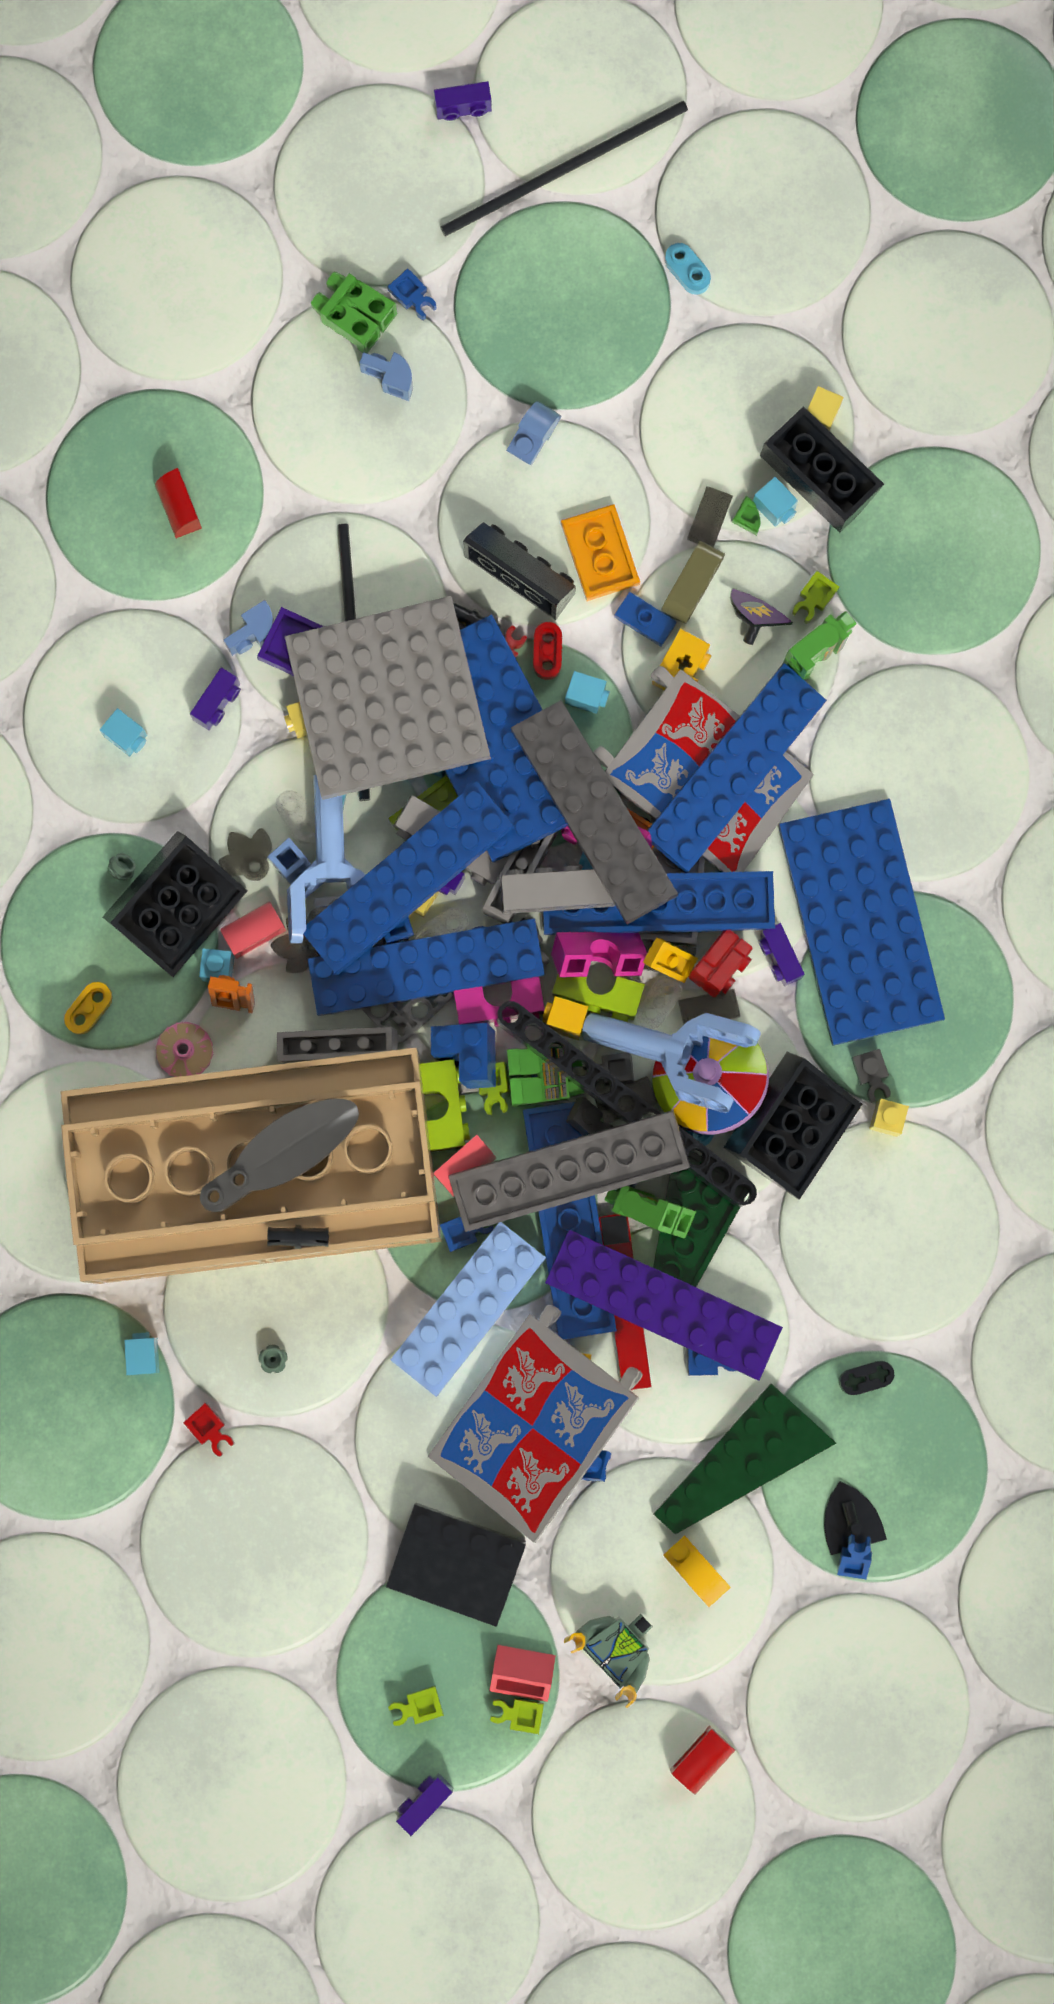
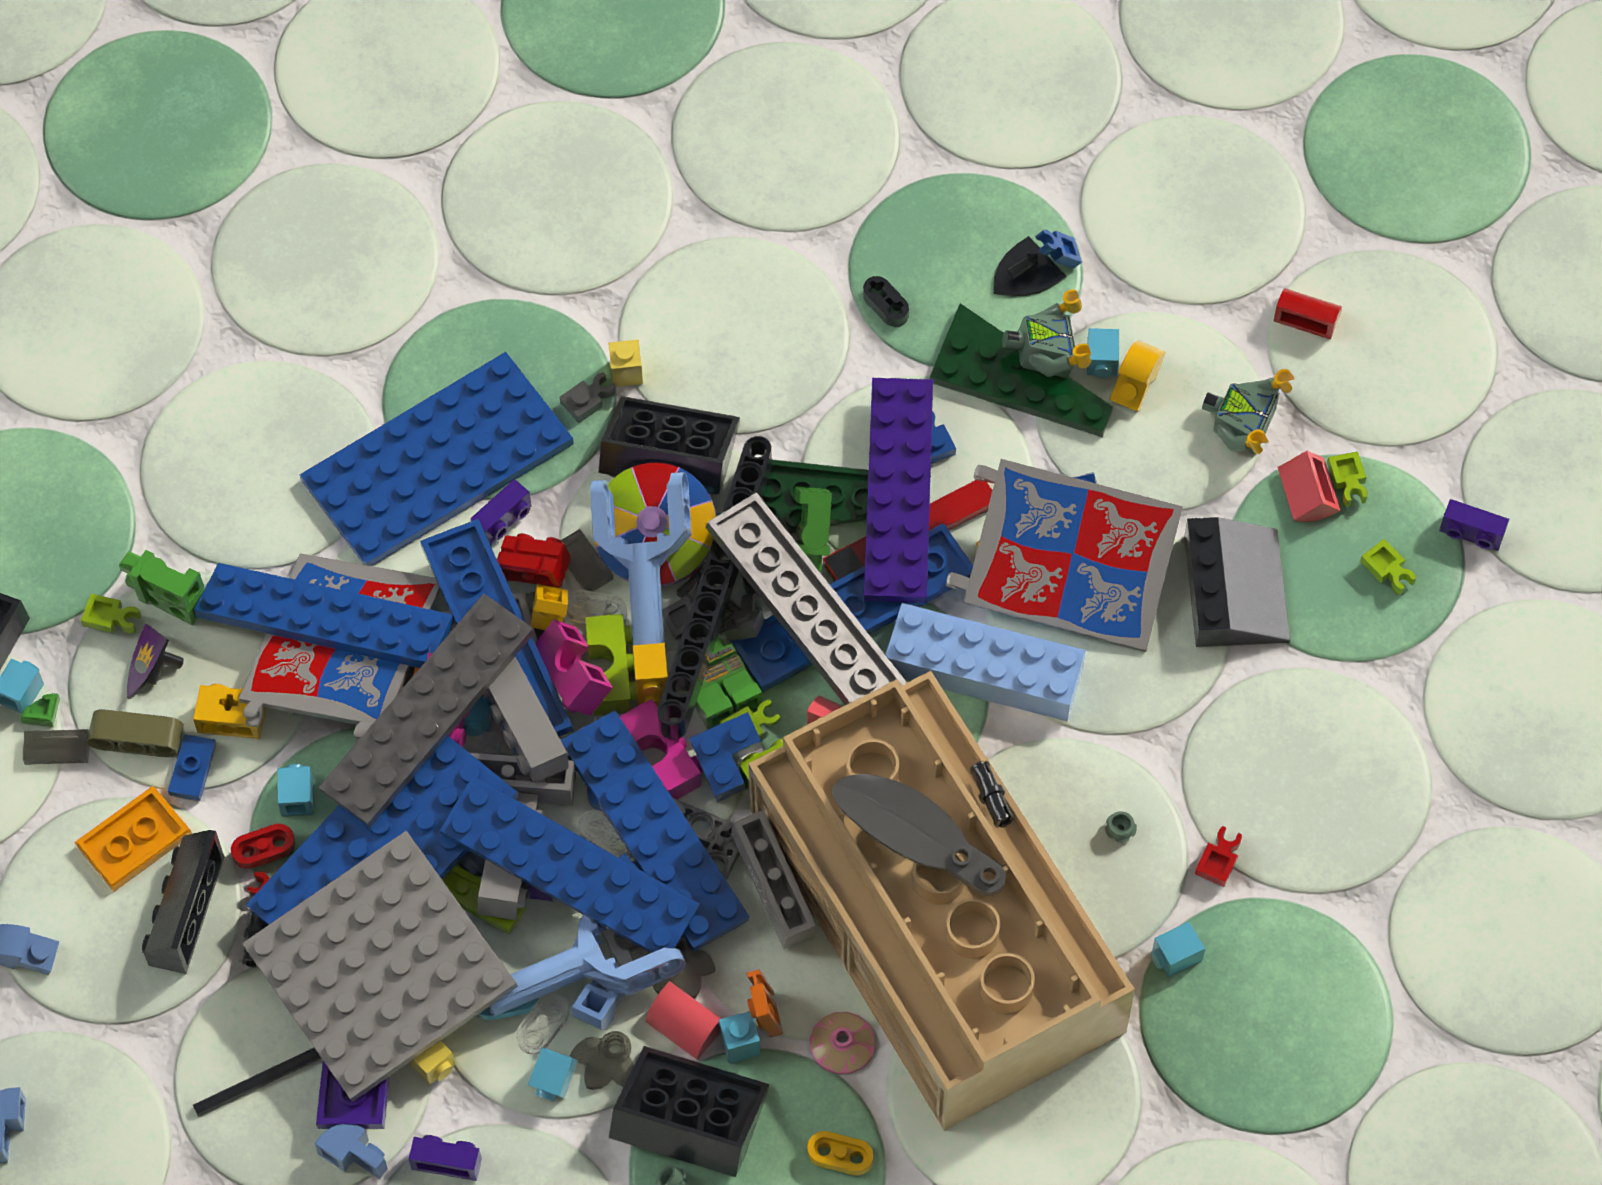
camera: 110 degrees left, 20 degrees down
(249, 807) = (552, 1074): none -> medium azure brick
(731, 1549) = (1104, 352): none -> medium azure brick
(757, 1501) = (1047, 339): none -> sand green torso

